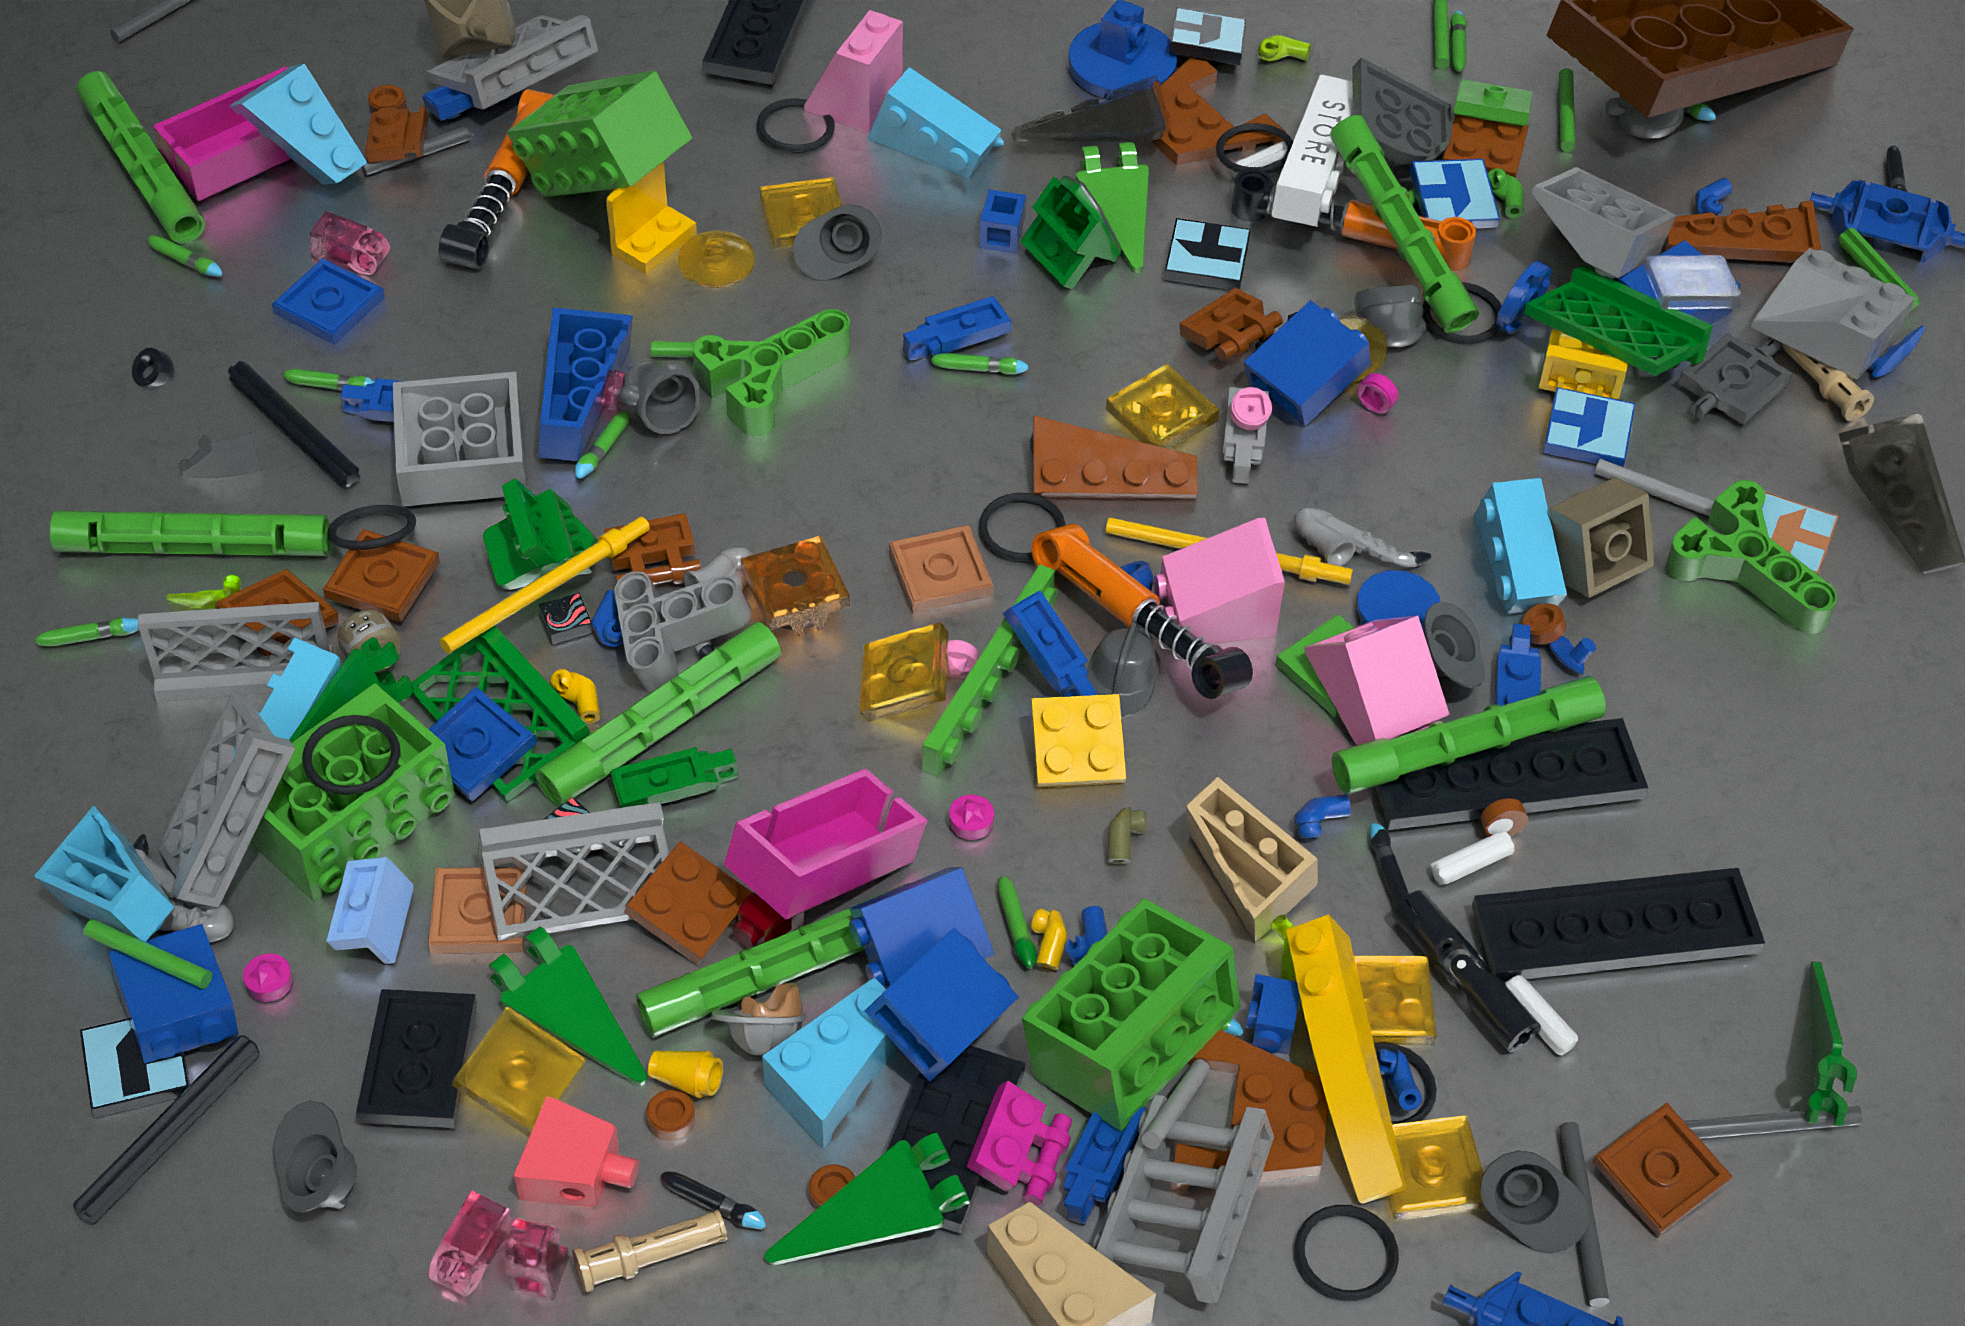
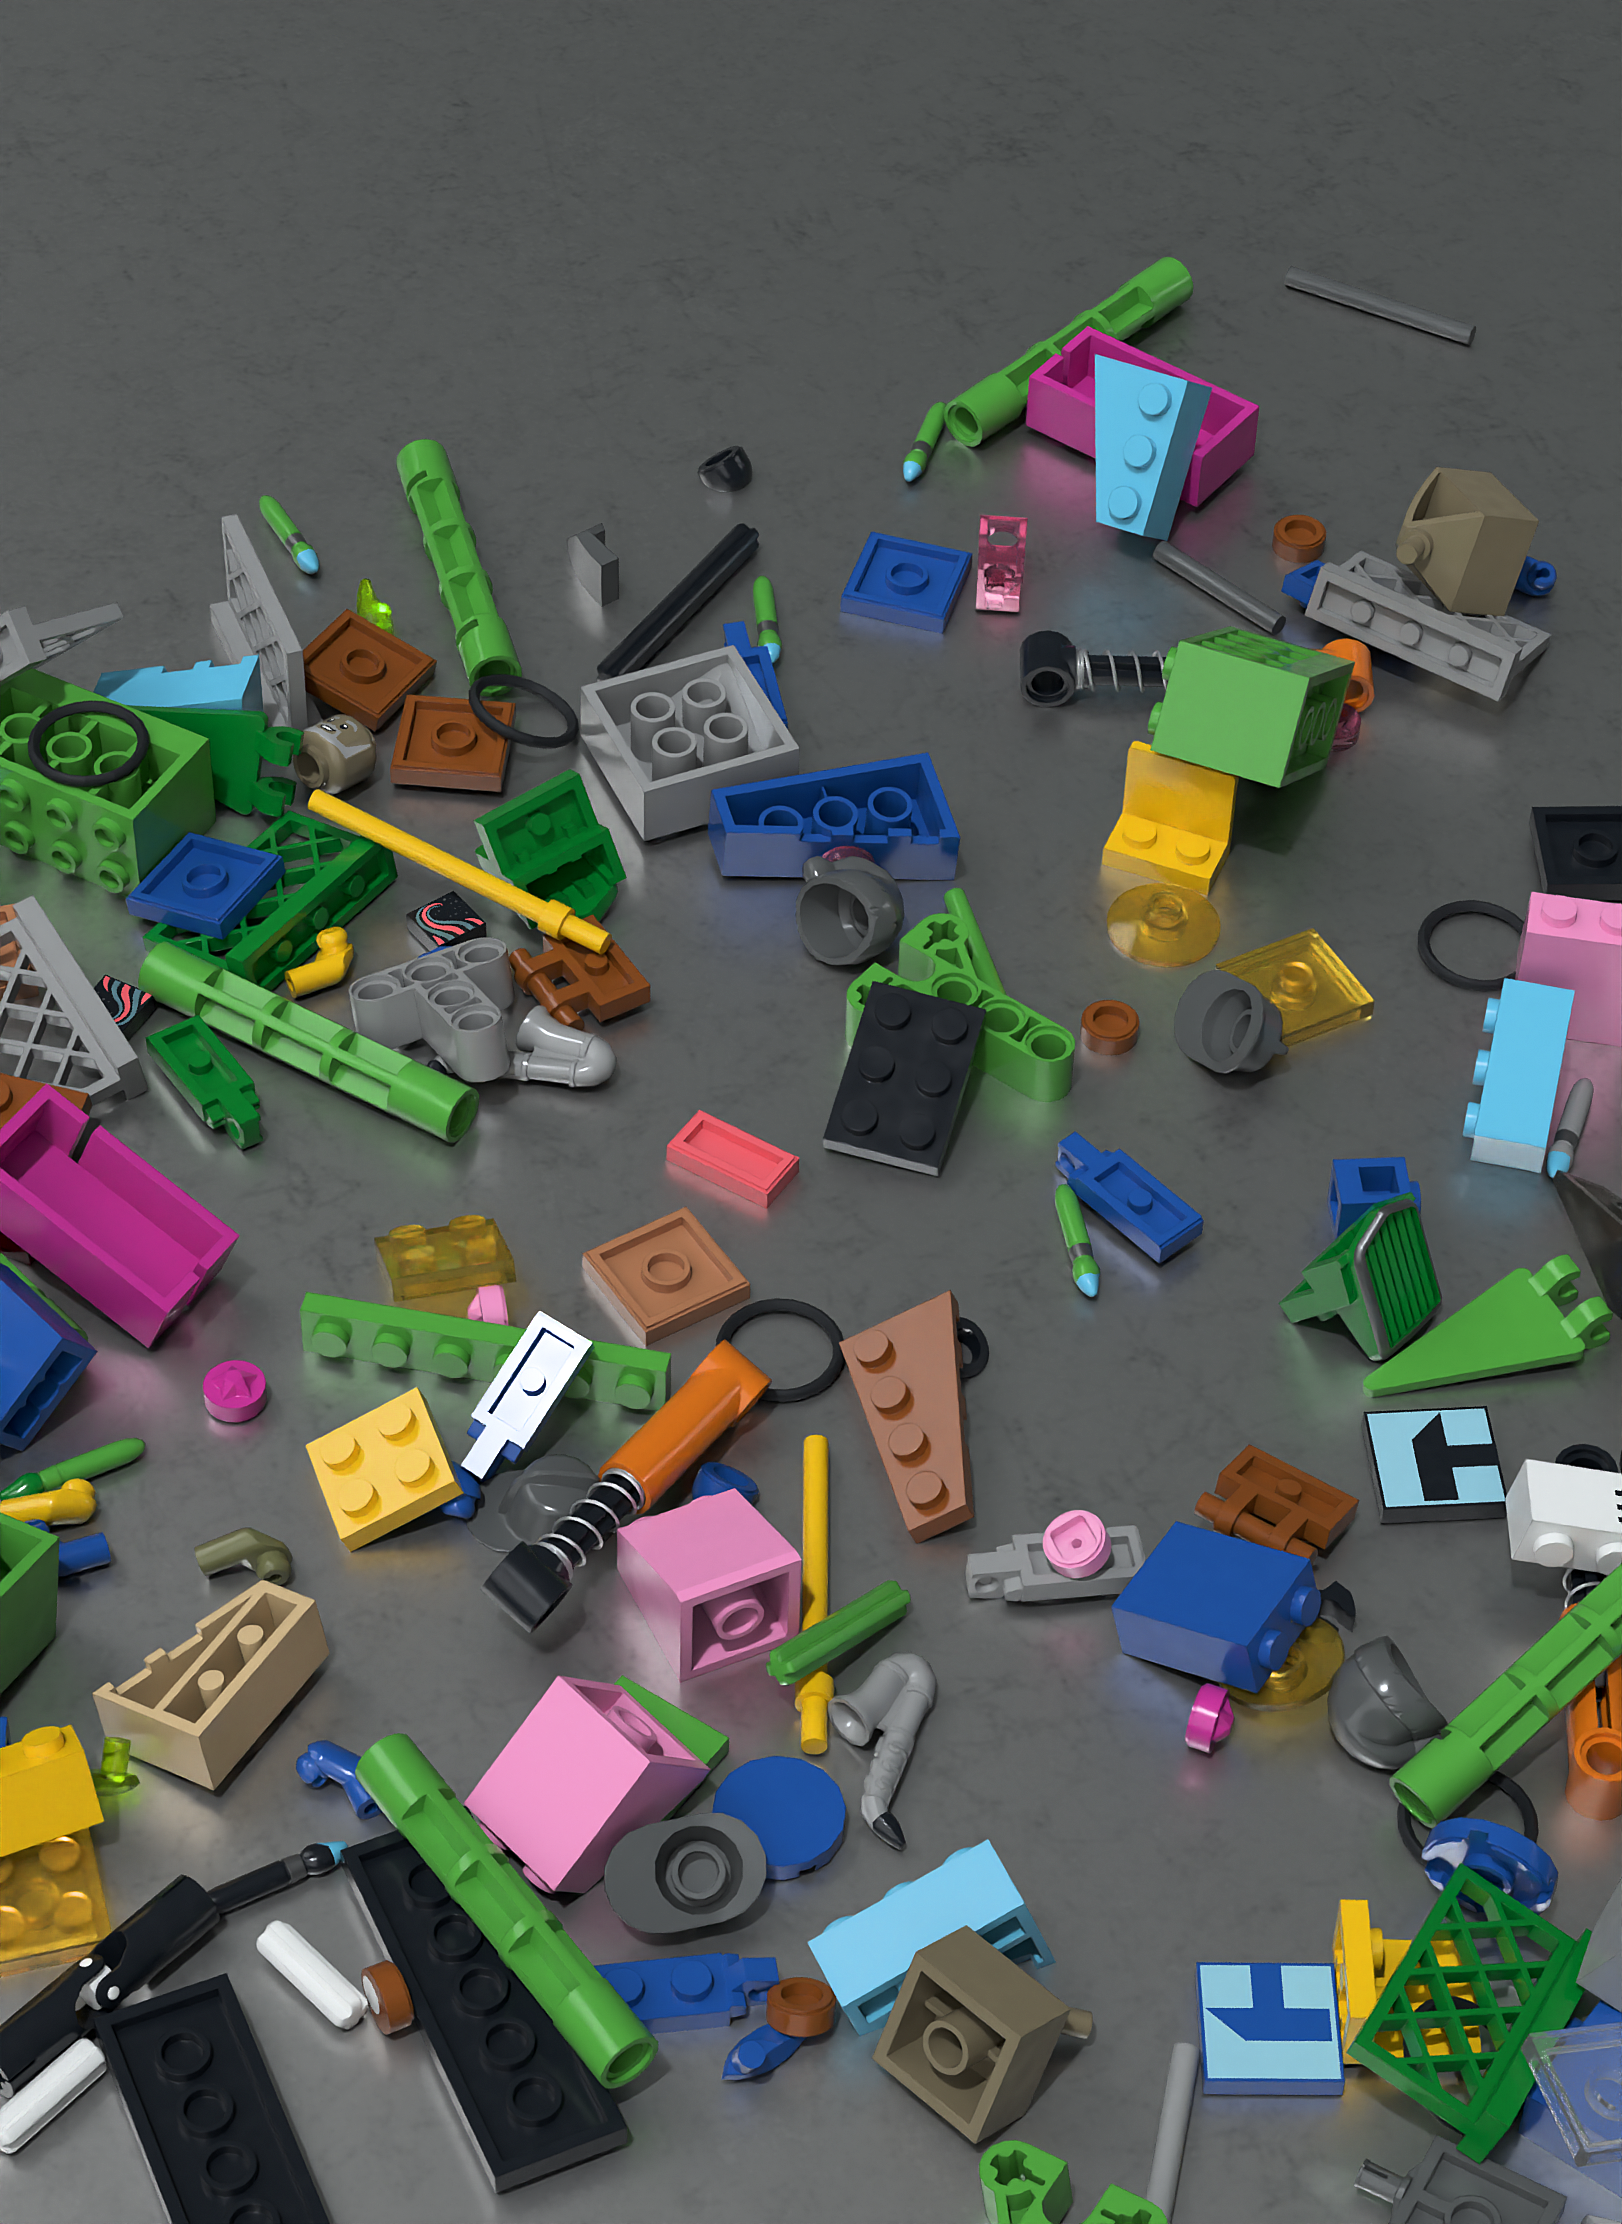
camera: 75 degrees right, 5 degrees down
(395, 133) = (1227, 555): dark orange plate -> none
(602, 444) = (721, 884): bright green piece -> none
(796, 585) = (552, 1114): clear orange piece -> none
(800, 303) = (1109, 1027): none -> dark orange tile
(829, 401) = (905, 1078): none -> black plate
(848, 512) = (732, 1159): none -> coral tile
(1162, 408) = (1063, 1456): clear yellow plate -> none
(1284, 542) = (837, 1633): none -> bright green axle

